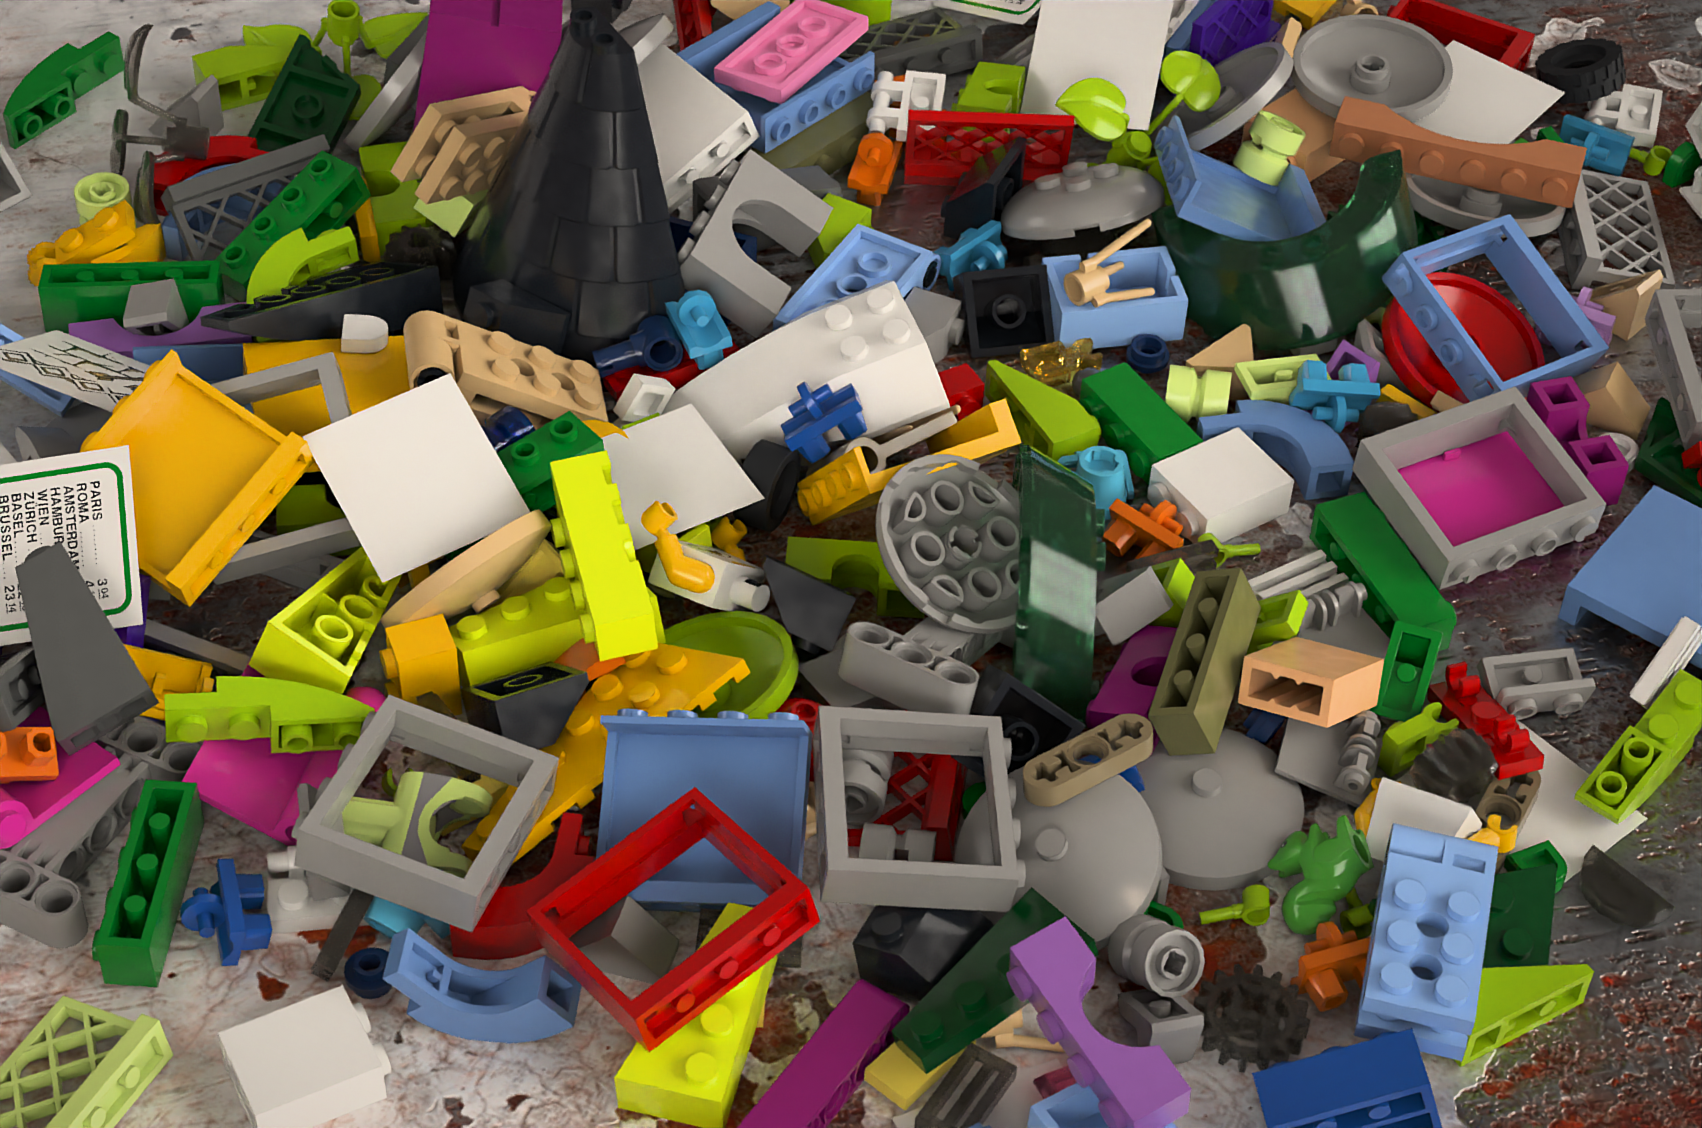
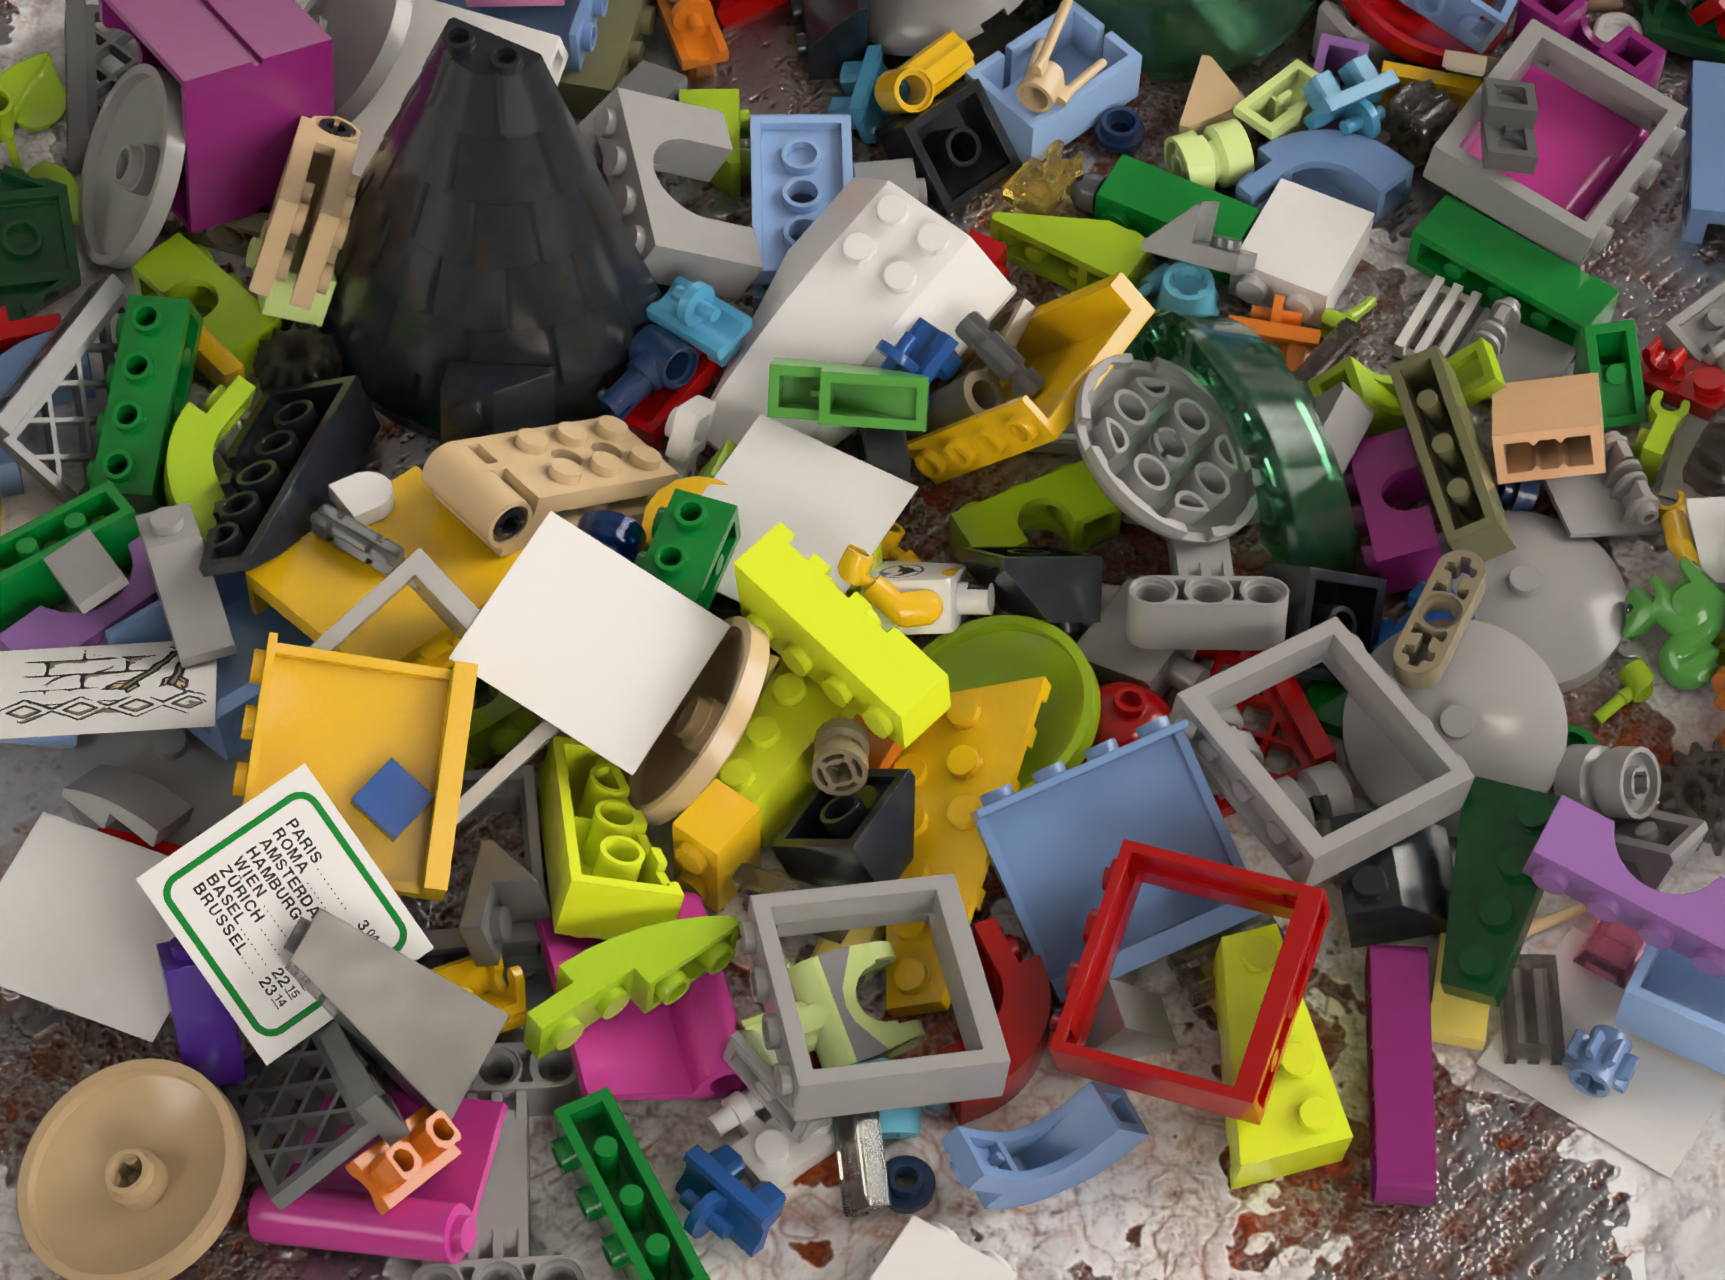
camera: 30 degrees left, 10 degrees up
(190, 512) = (392, 799): none -> blue tile
(202, 347) = (186, 597): none -> light grey slope
(220, 625) = (497, 896): none -> dark grey slope
(325, 340) = (357, 539): none -> dark grey axle
(549, 644) = (840, 756): none -> dark tan wheel
(753, 410) = (847, 395): none -> bright green slope
(891, 429) = (999, 355): none -> dark grey axle
(1014, 247) = (926, 73): none -> yellow piece
(1127, 432) = (1192, 241): none -> slope
(1432, 449) = (1508, 125): none -> dark grey slope

